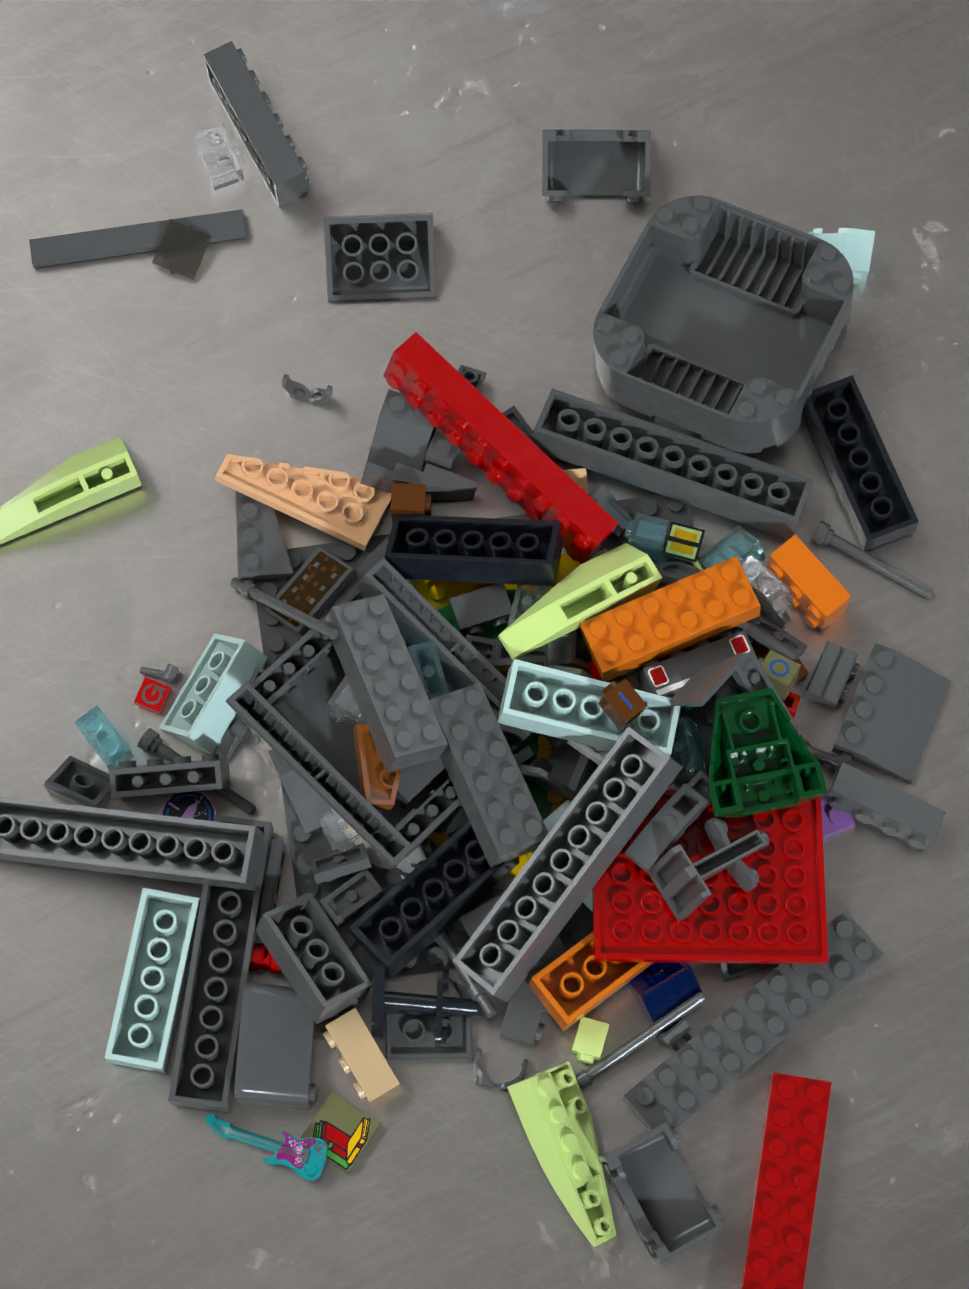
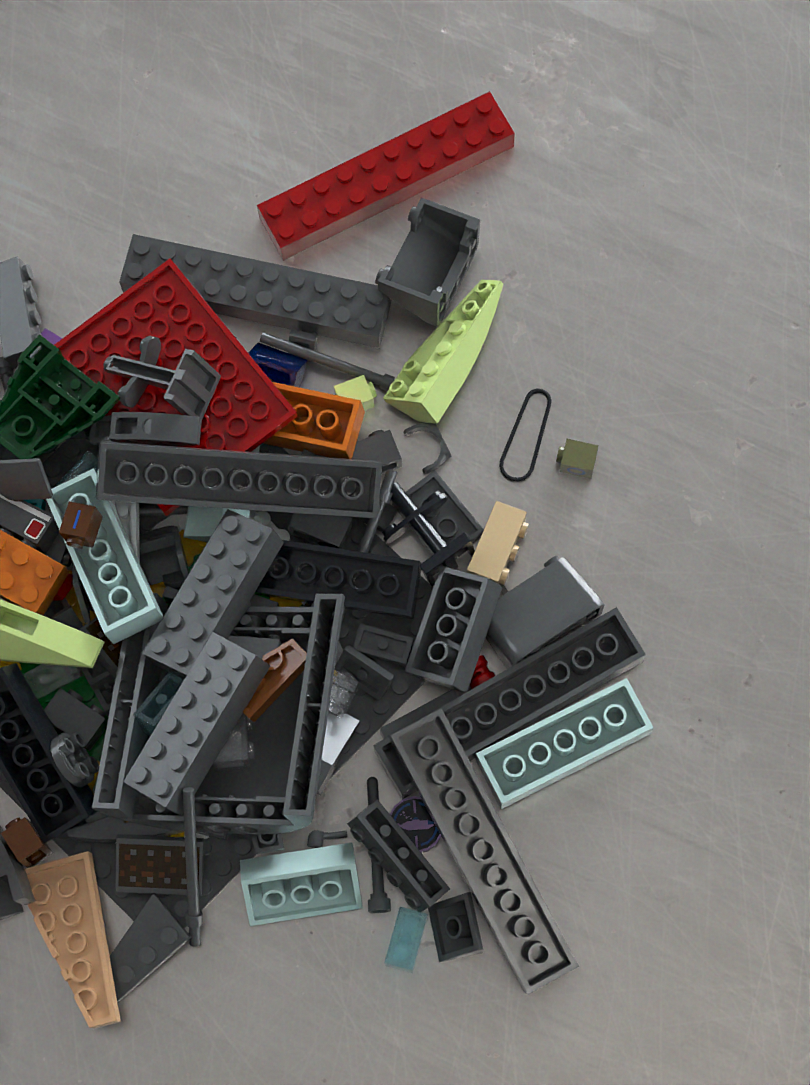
camera: 125 degrees left, 0 degrees up
(152, 695) = (339, 933): red tile -> none
(169, 675) = (312, 933): dark grey hand -> none
(303, 1155) = (603, 534): teal piece -> none
(343, 1129) = (564, 524): tile -> none
(386, 1188) = (577, 458): none -> olive brick
(438, 1125) = (539, 437): none -> black piece
(441, 578) = (74, 759): none -> dark grey tile

